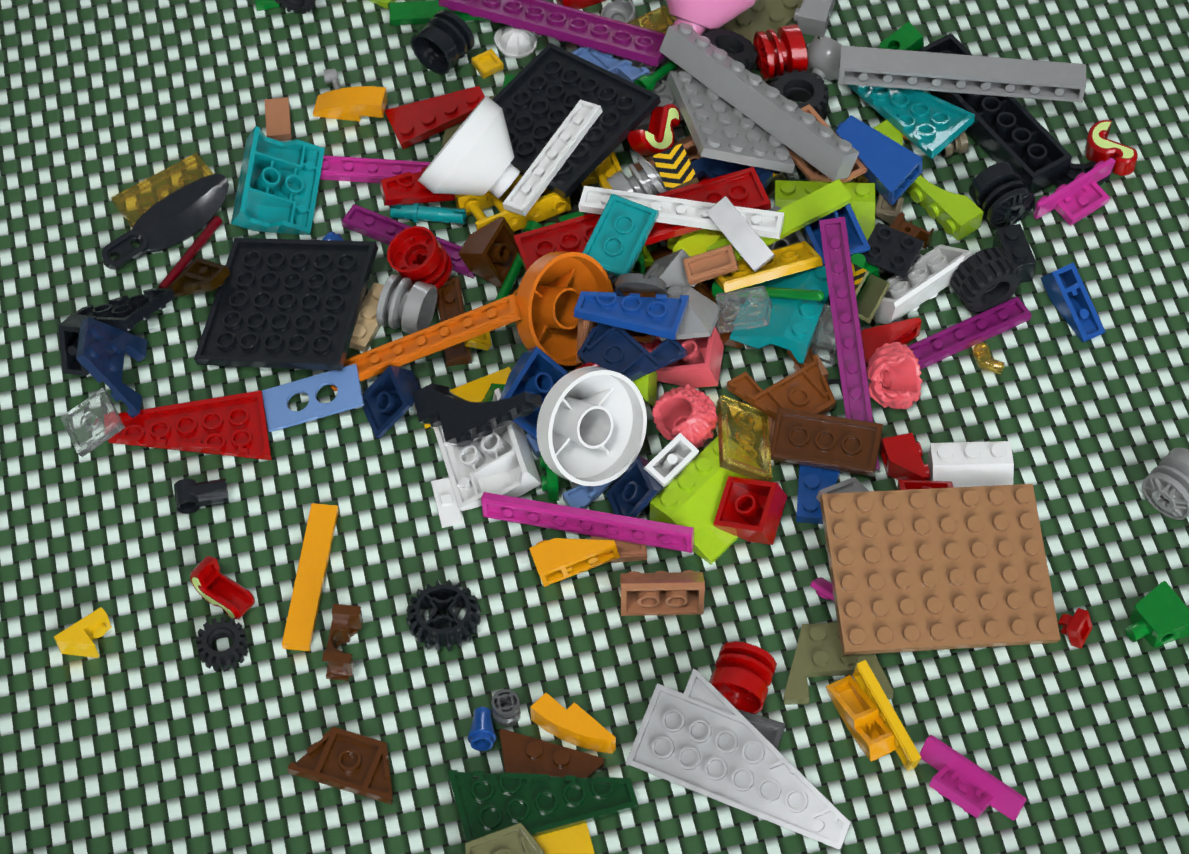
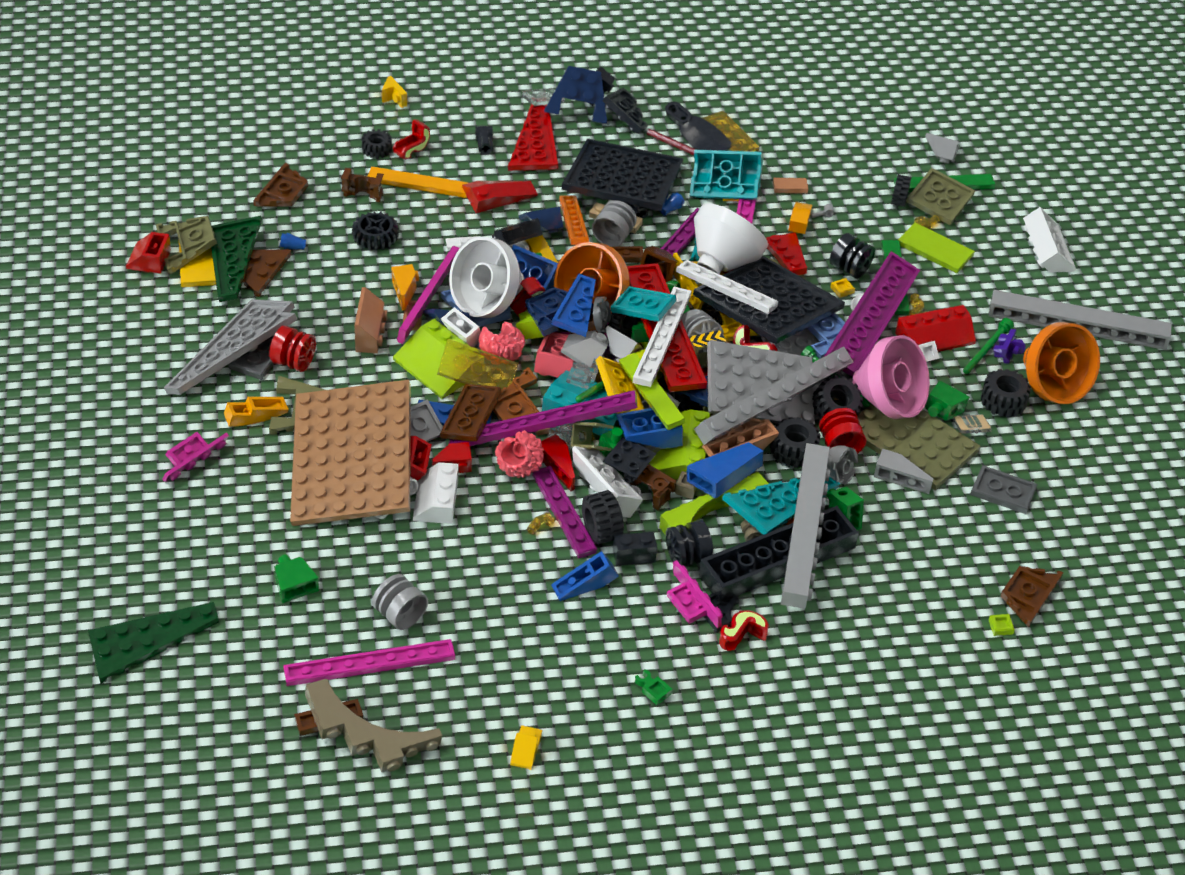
camera: 90 degrees right, 10 degrees down
(199, 277) = (651, 142): dark brown wing -> none
(337, 467) = (494, 194): none -> red wedge
(347, 398) = (539, 186): medium blue piece -> none
(419, 256) = (649, 228): red wheel -> none
(507, 714) = (303, 251): dark grey wheel -> none
(572, 725) = (284, 278): light orange slope -> none
(710, 264) = (619, 353): nougat tile -> none
(740, 234) = (634, 357): tile -> none
(751, 509) = (421, 371): red slope -> none
(904, 746) = (250, 417): yellow tile -> none
(1076, 627) = (295, 530): red tile -> none

